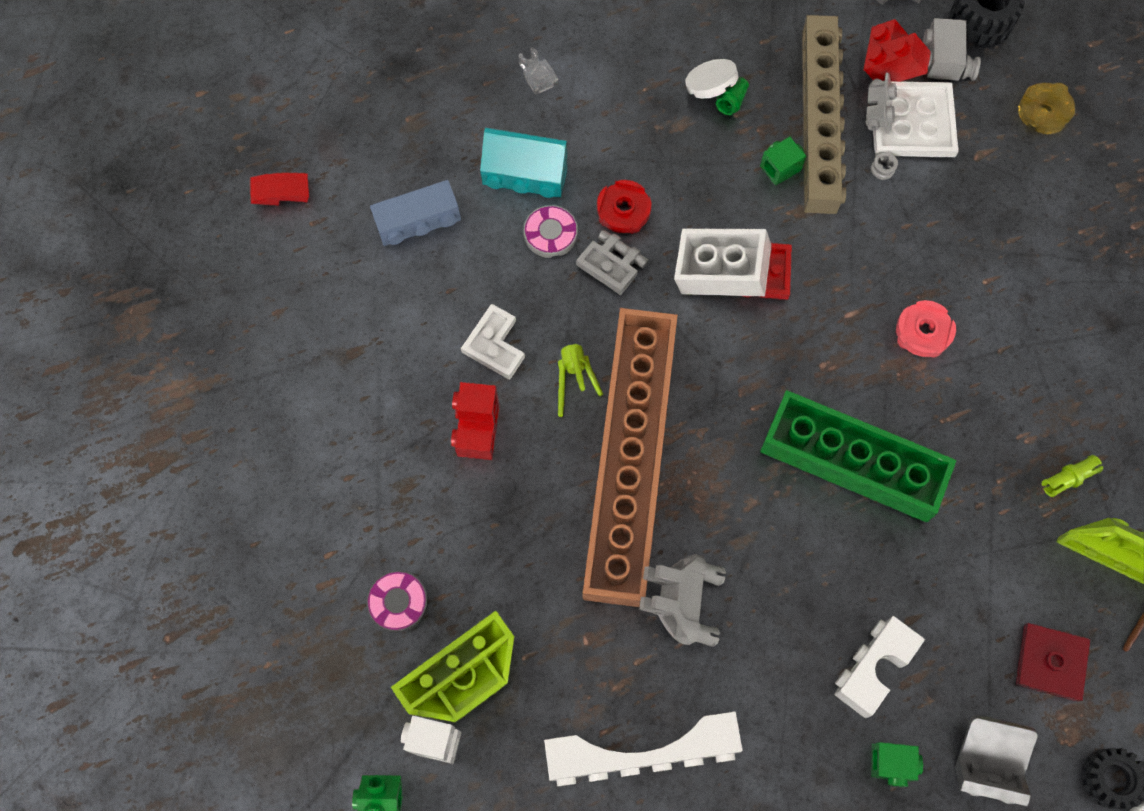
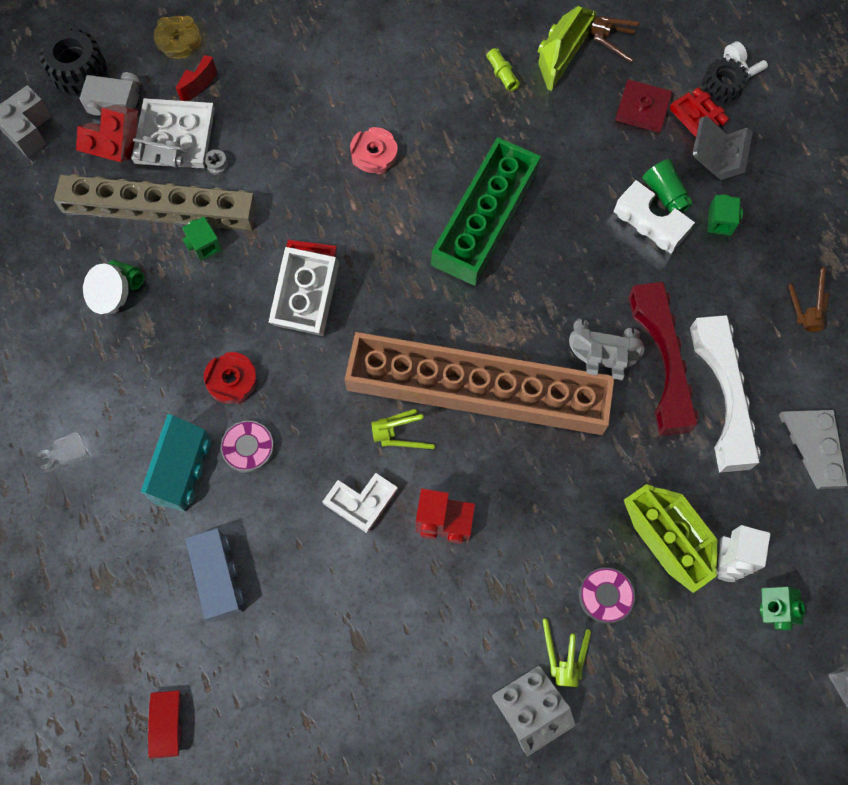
camera: 90 degrees left, 0 degrees up
(277, 521) = (534, 710): none -> light grey bracket
(317, 555) = (568, 672): none -> lime plant
(609, 268) = (291, 396): light grey plate -> none
(618, 683) = (652, 311): none -> dark red arch
(925, 687) = (668, 186): none -> green plant
(981, 130) = (195, 82): none -> red slope
(1053, 725) = (691, 109): none -> red plate

